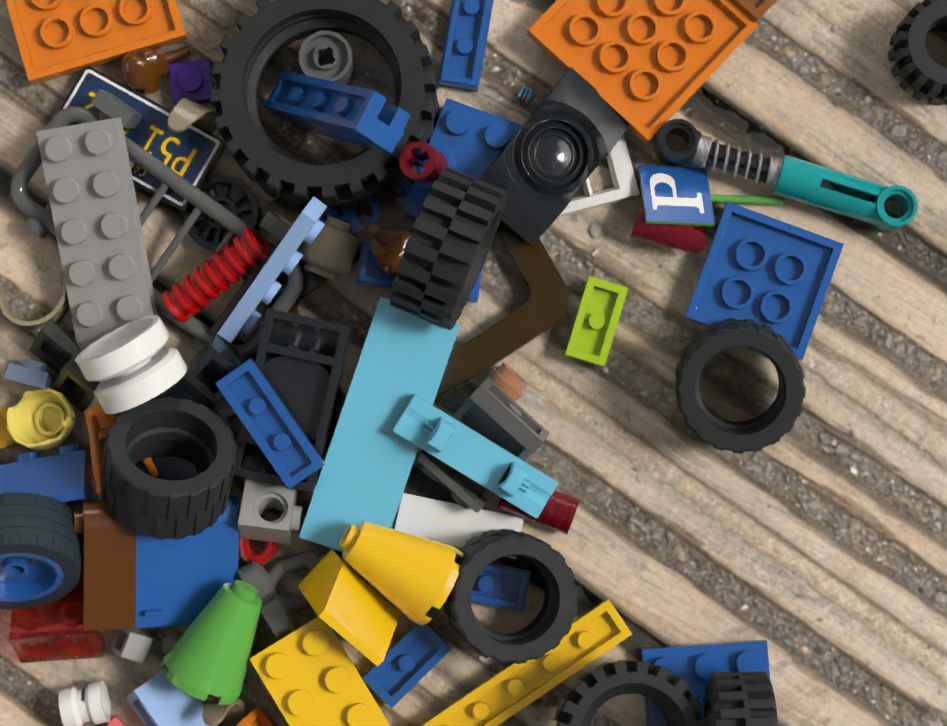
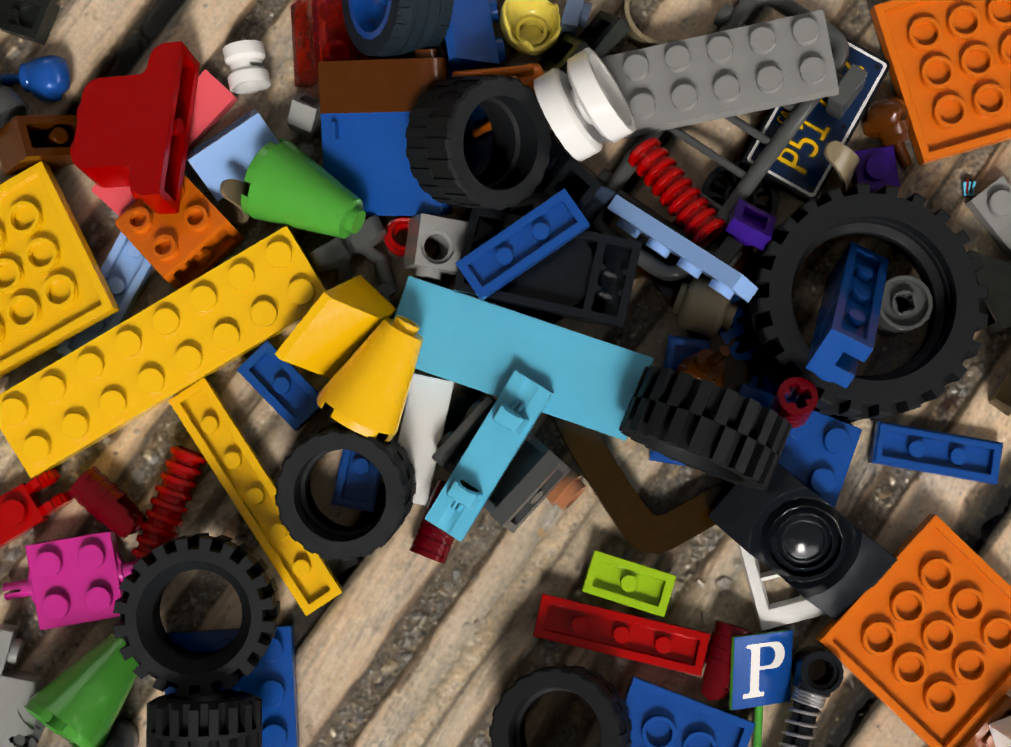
camera: 85 degrees right, 0 degrees up
(249, 203) = (750, 225): none -> dark purple plate
(525, 94) = (865, 511): medium azure piece -> none
(645, 329) = (621, 634): none -> red plate

